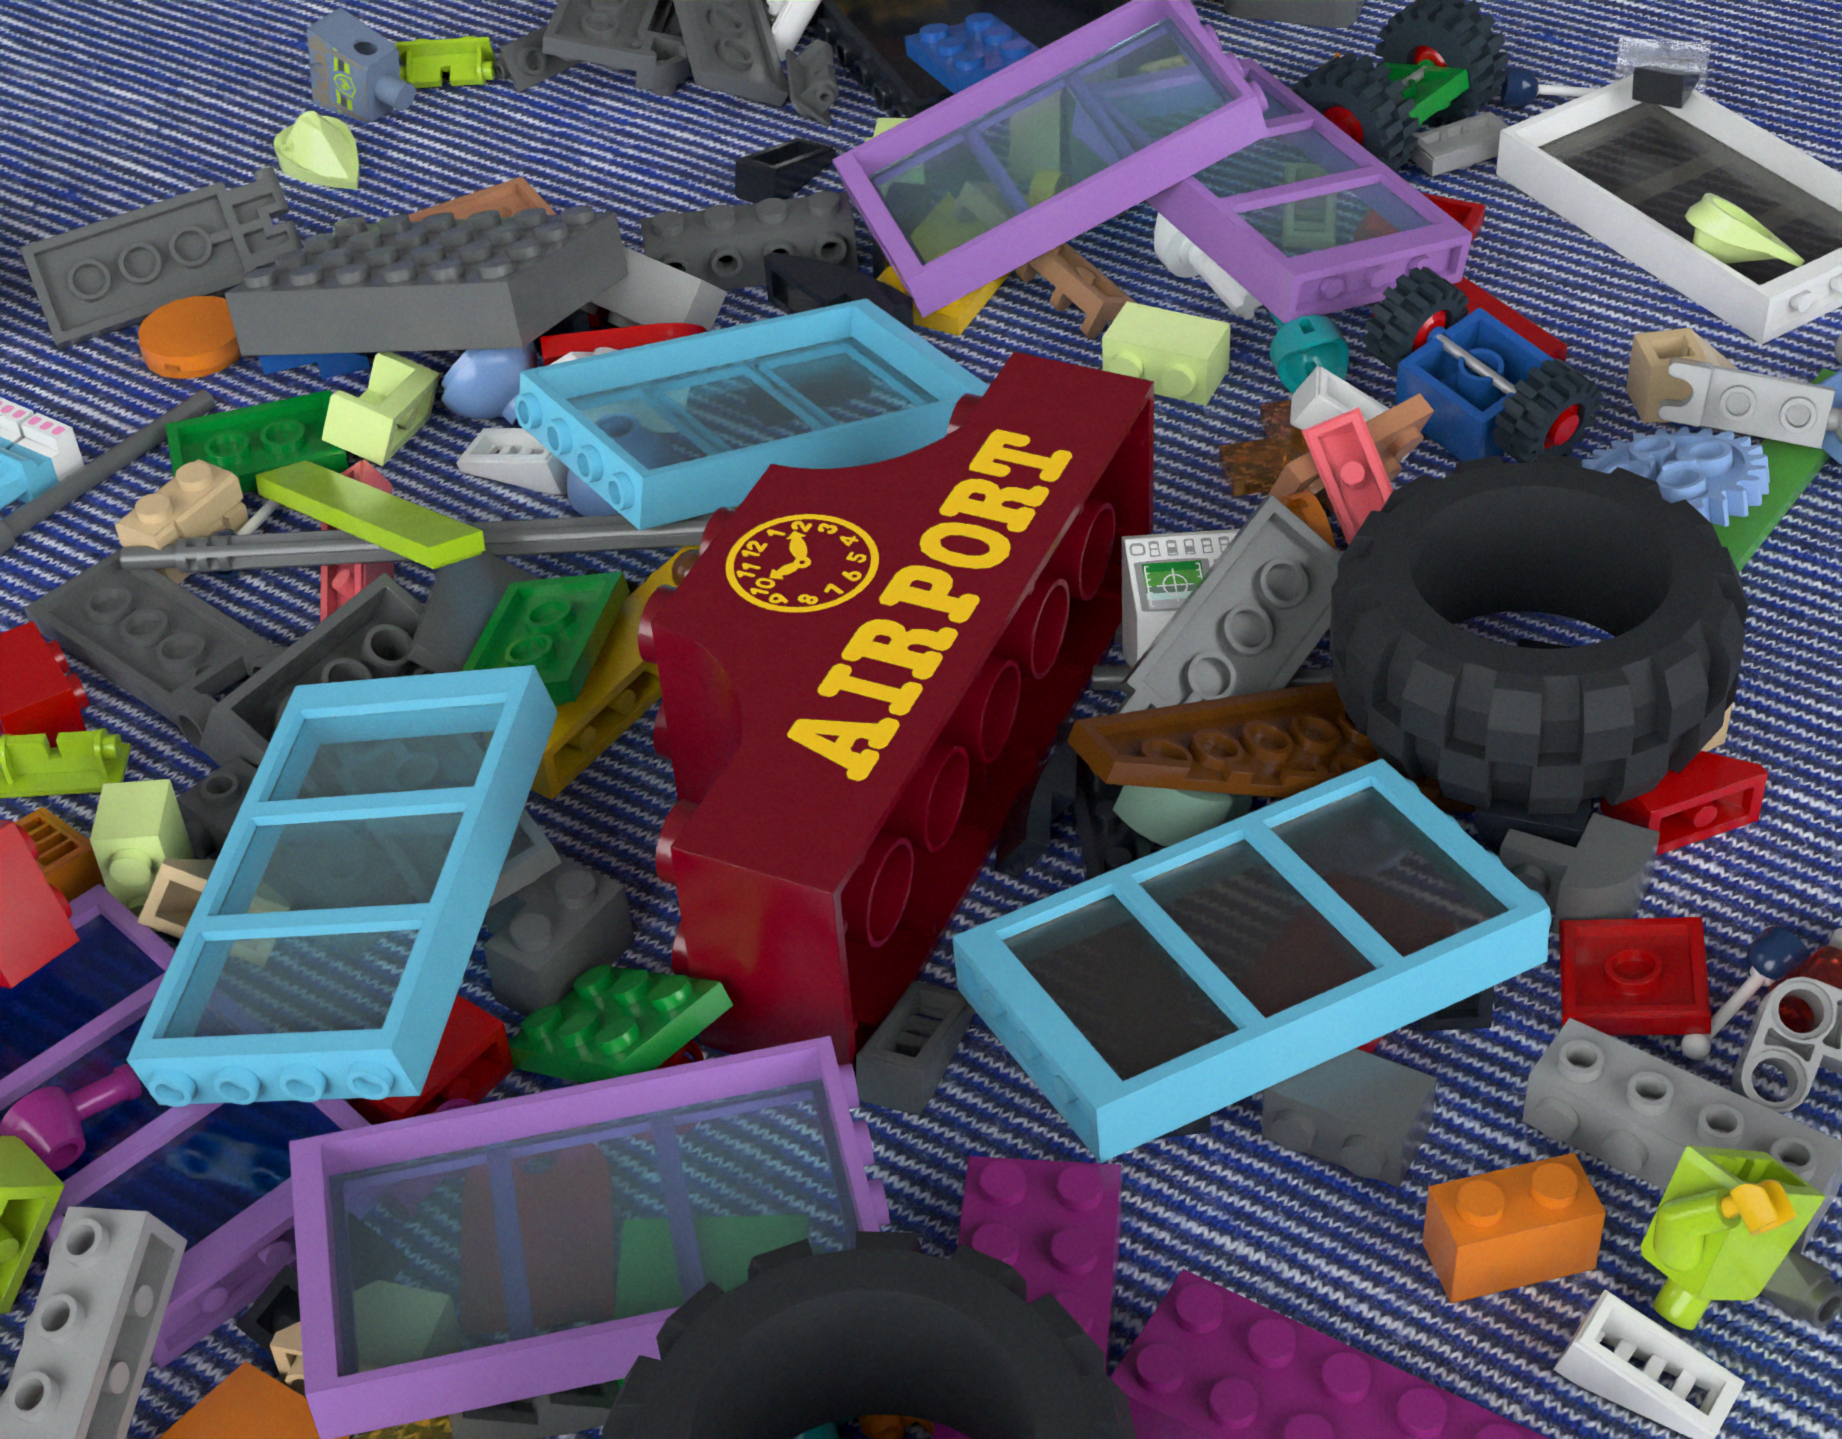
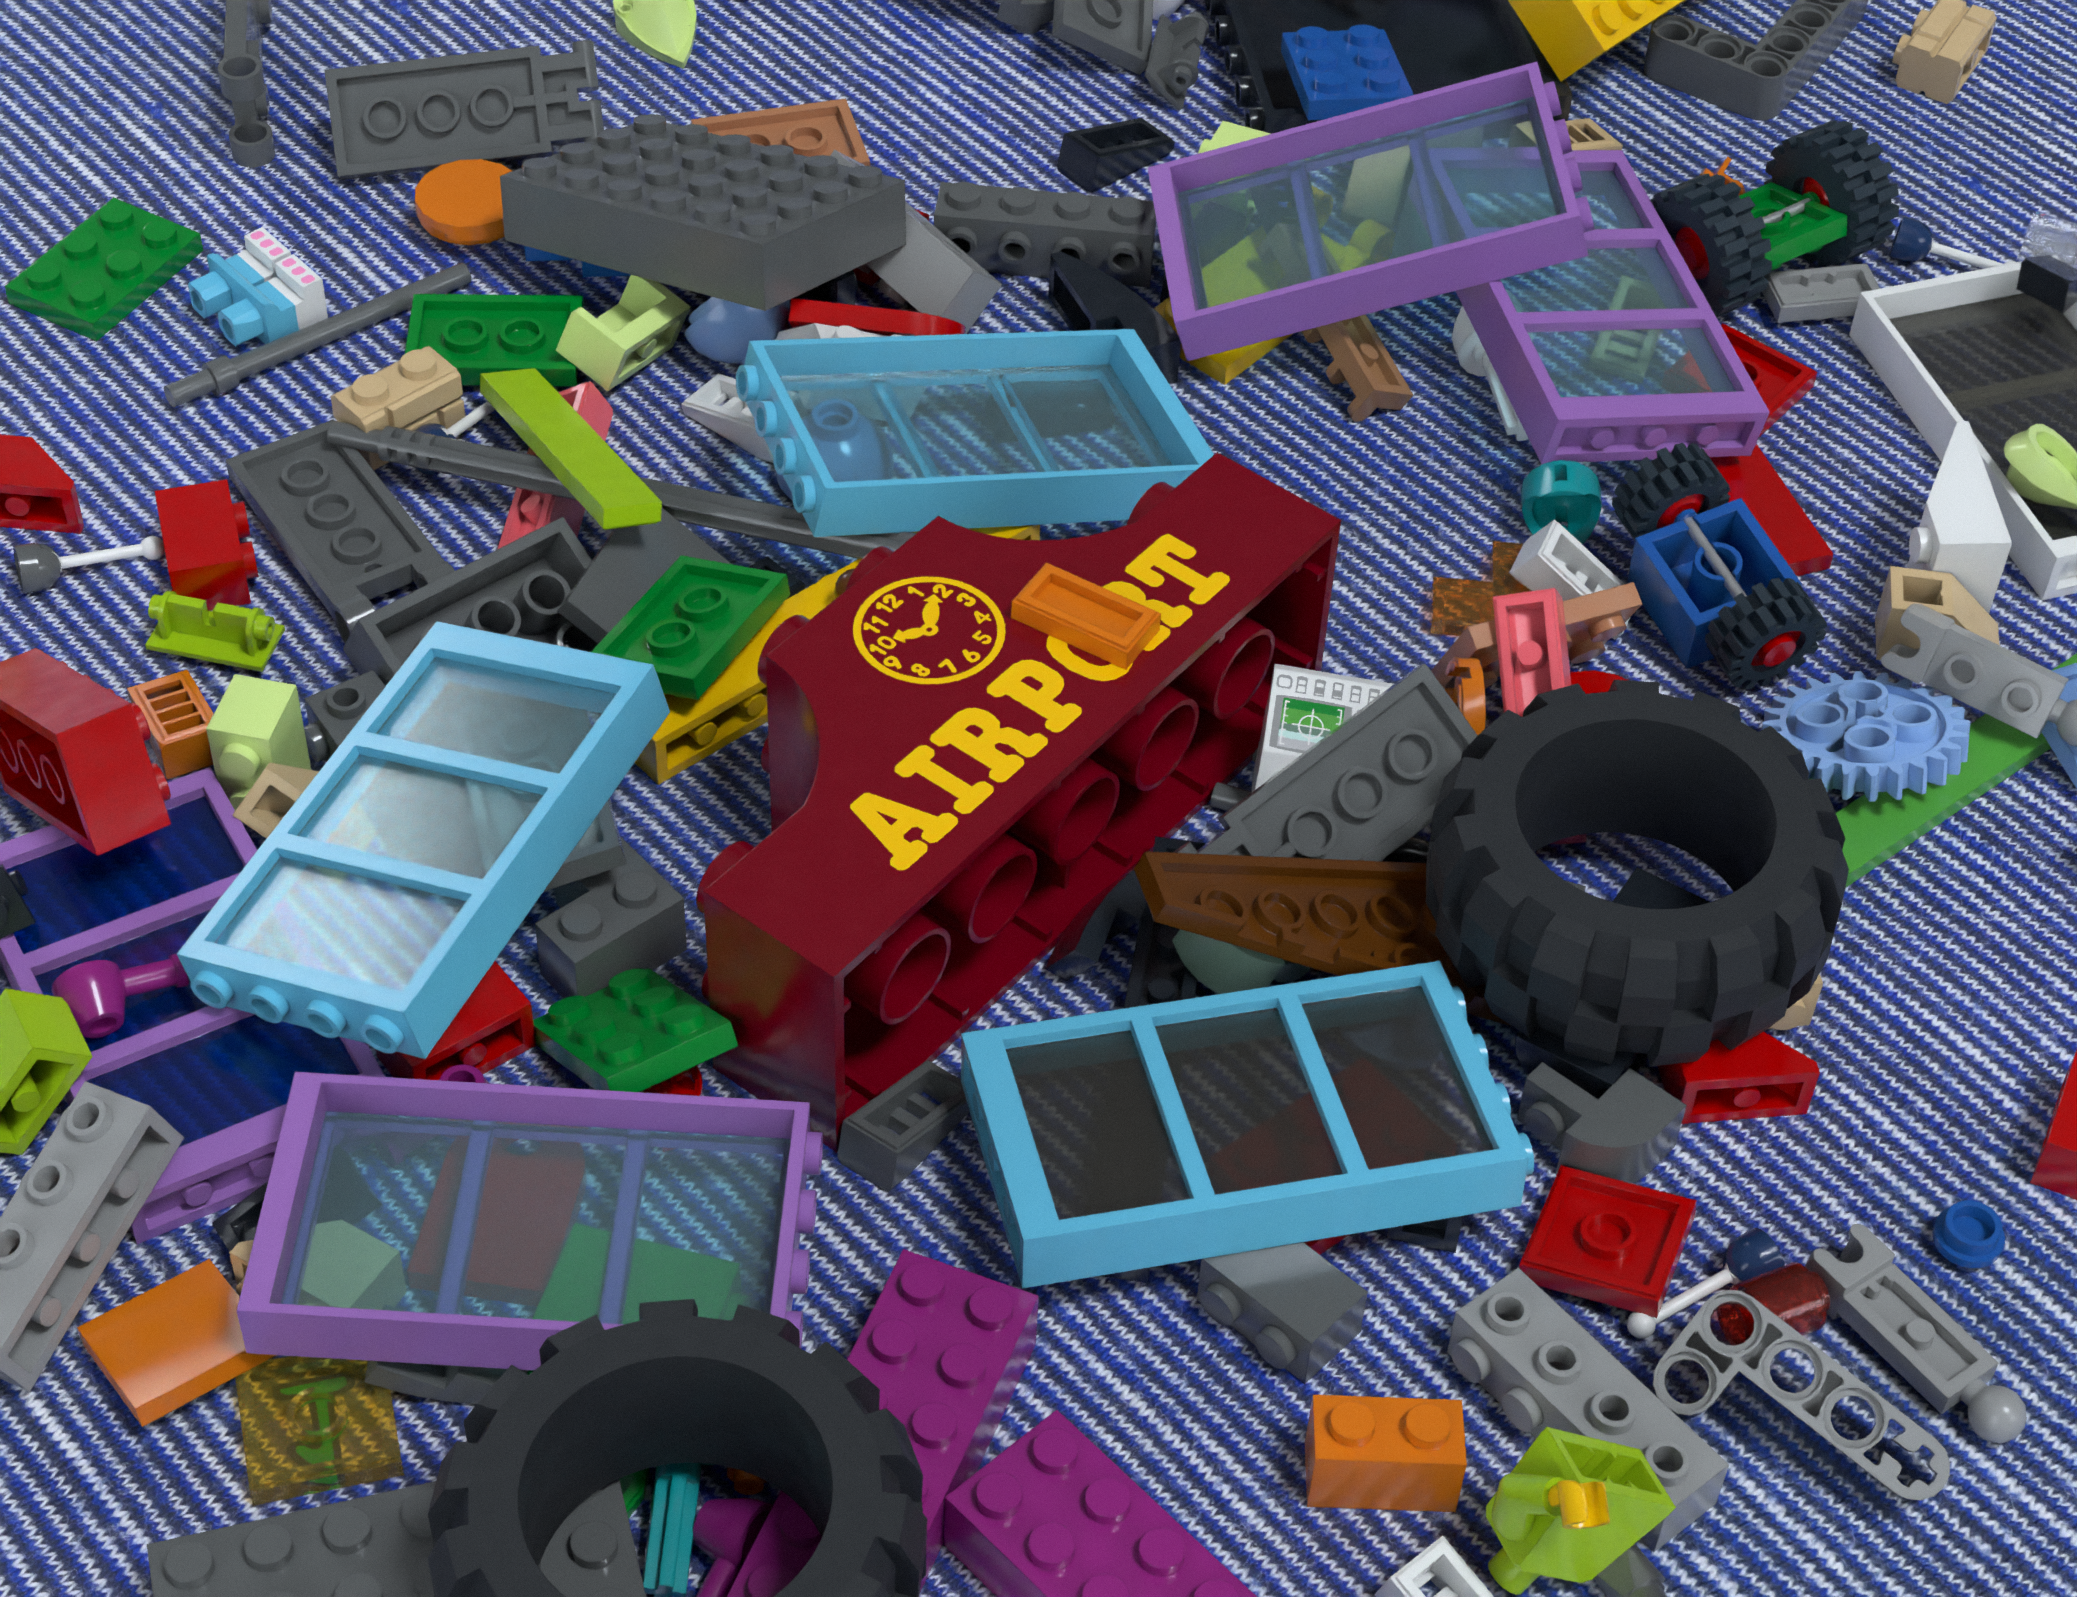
camera: 10 degrees right, 5 degrees up
(950, 513) = (1086, 615): none -> orange tile
(1173, 349) = (1419, 460): yellowish green brick -> none
(1679, 283) = (1963, 522): none -> white slope

